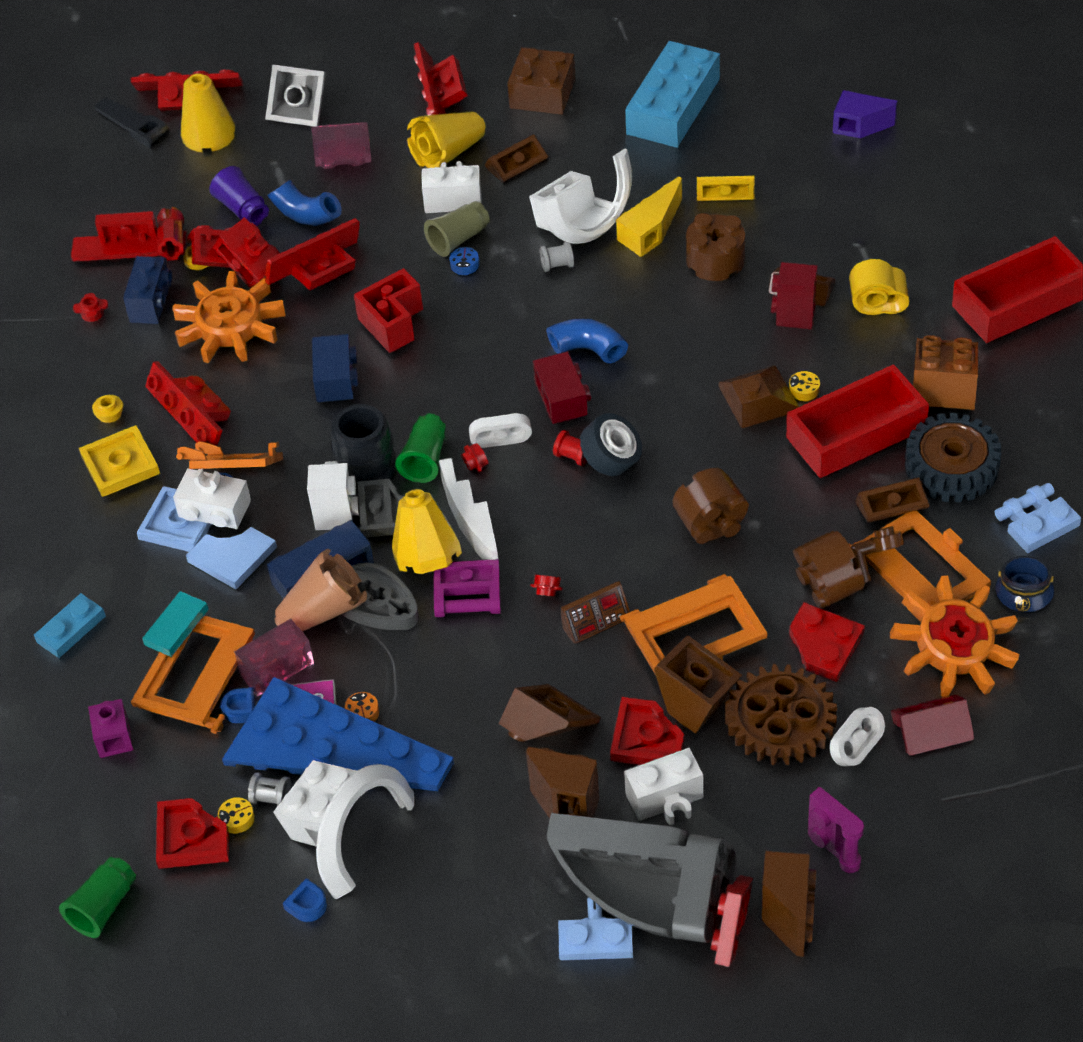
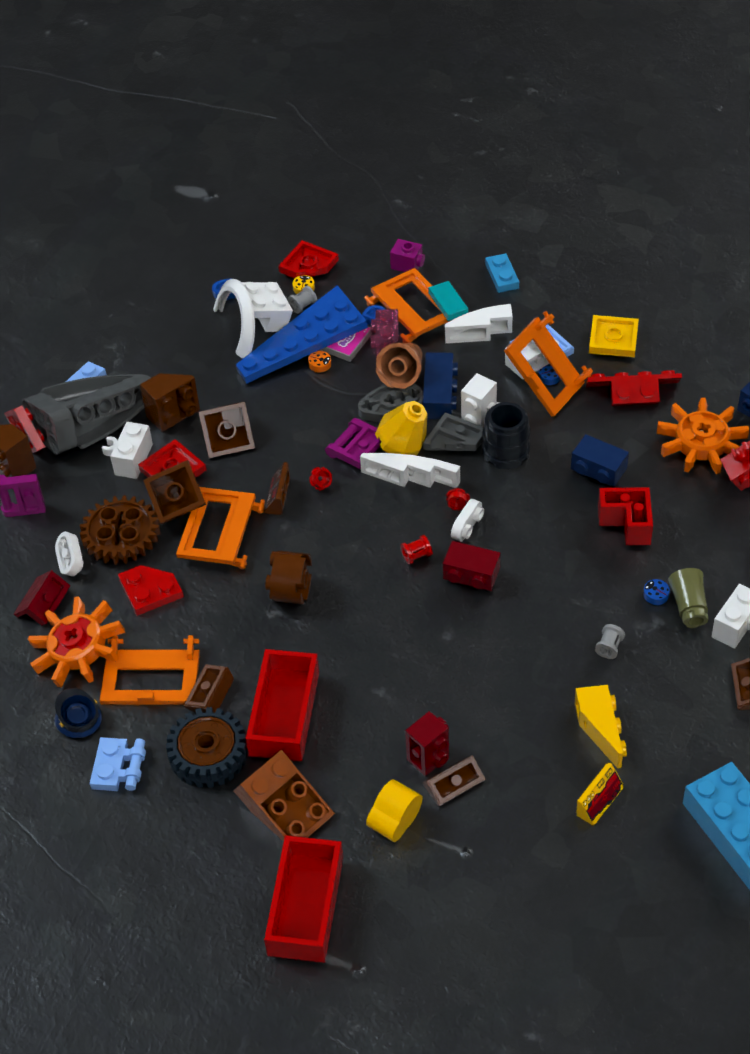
camera: 125 degrees right, 0 degrees up
(98, 897) = (300, 209): green plant -> none
(108, 408) = (669, 351): yellow plate -> none
(188, 578) = (479, 324): none -> white slope
(232, 558) = (487, 355): light blue tile -> none
(316, 259) = (715, 502): red bracket -> none
(422, 450) = (485, 472): green plant -> none
(574, 212) = (643, 672): white piece -> none
(587, 335) = (509, 613): blue cylinder -> none
(611, 444) = (405, 561): black wheel -> none
(715, 246) = (531, 737): reddish brown brick -> none
(758, 396) = (370, 677): reddish brown slope -> none
(804, 386) = (354, 712): yellow tile -> none
(828, 568) = (183, 606): reddish brown brick -> none
(863, 114) = (607, 946): dark purple slope -> none
(883, 540) = (175, 643): reddish brown plate -> none

